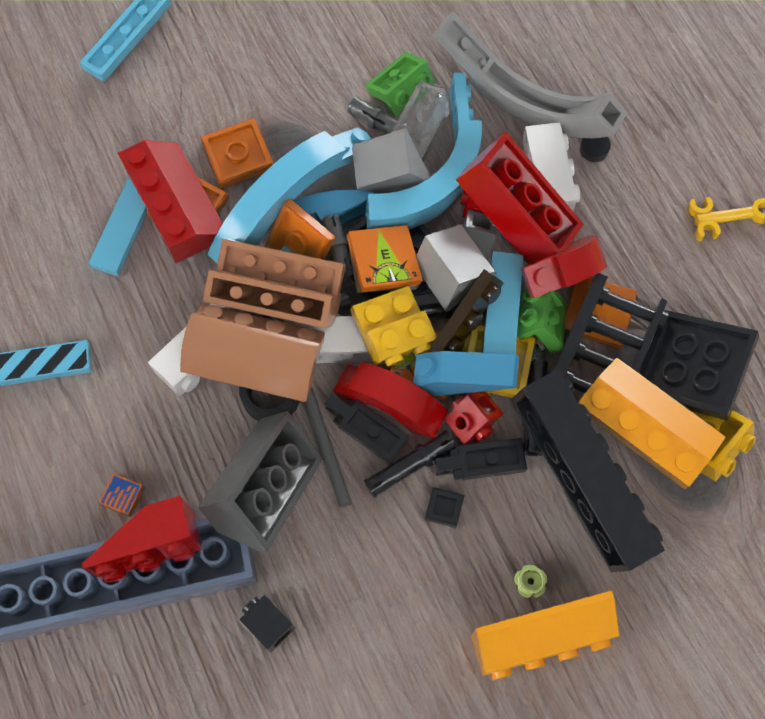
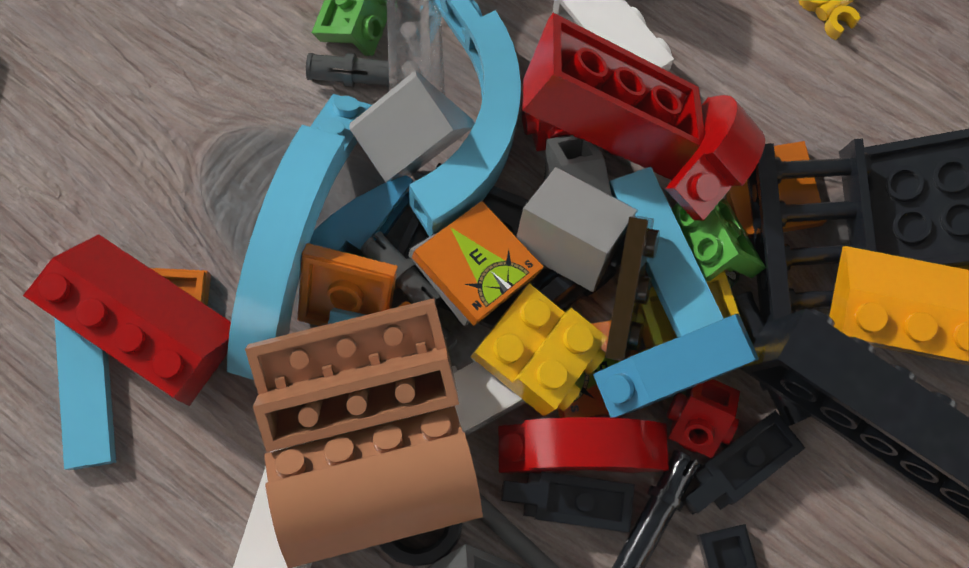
camera: 30 degrees left, 5 degrees up
(237, 153) = (188, 206): orange tile -> none

